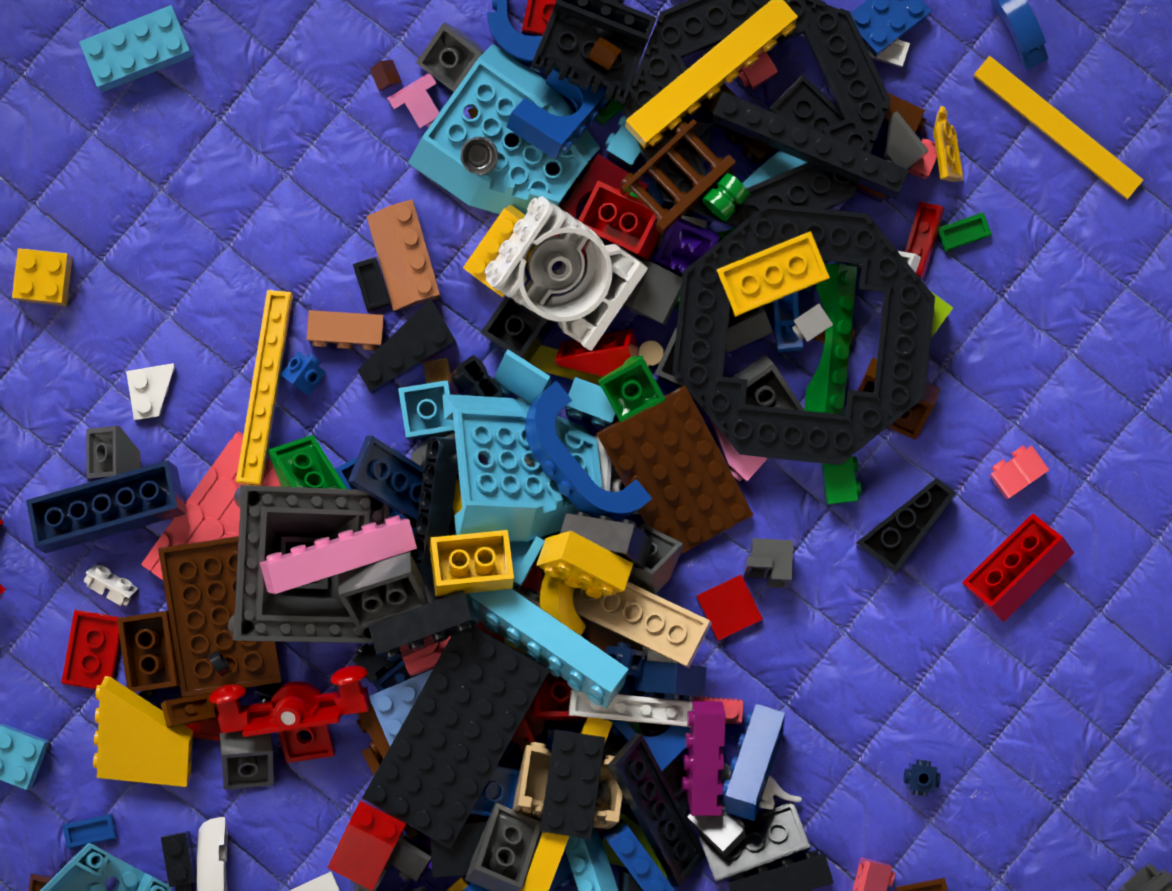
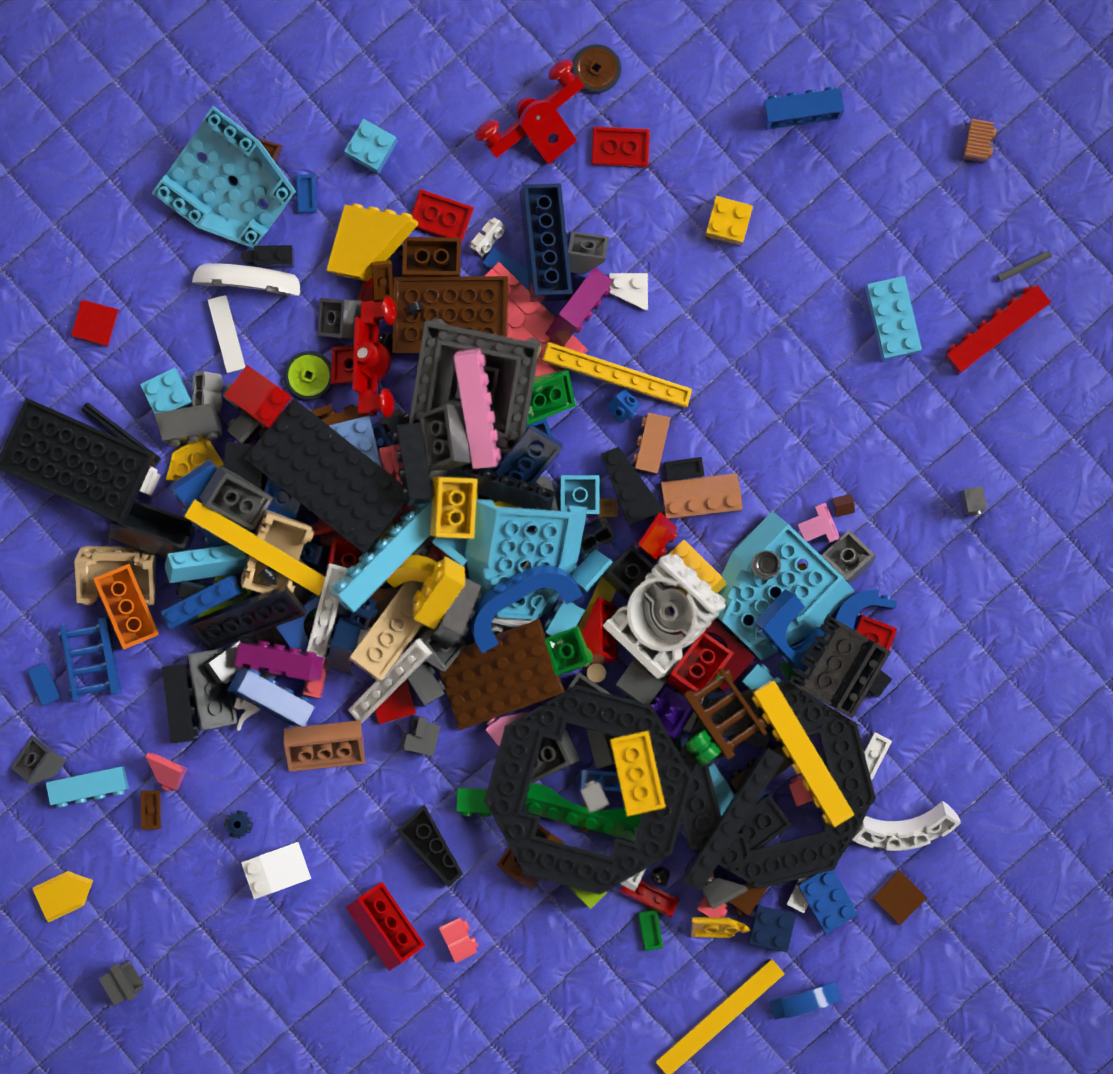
camera: 100 degrees right, 0 degrees up
(147, 540) = (512, 266): none -> blue tile
(184, 448) = (579, 307): none -> magenta wedge
(326, 804) = (297, 369): none -> lime wheel
(465, 302) = (657, 537): none -> red slope
(572, 784) = (276, 557): black plate -> none
(604, 53) = (830, 674): reddish brown slope -> none
(692, 599) = (398, 673): none -> white tile
(694, 574) = (425, 684): none -> dark grey slope
(802, 684) = (324, 746): none -> nougat slope
(894, 229) = (660, 875): none -> black plate
(935, 79) = (772, 928): none -> dark blue brick
(972, 719) = (276, 870): none -> white slope

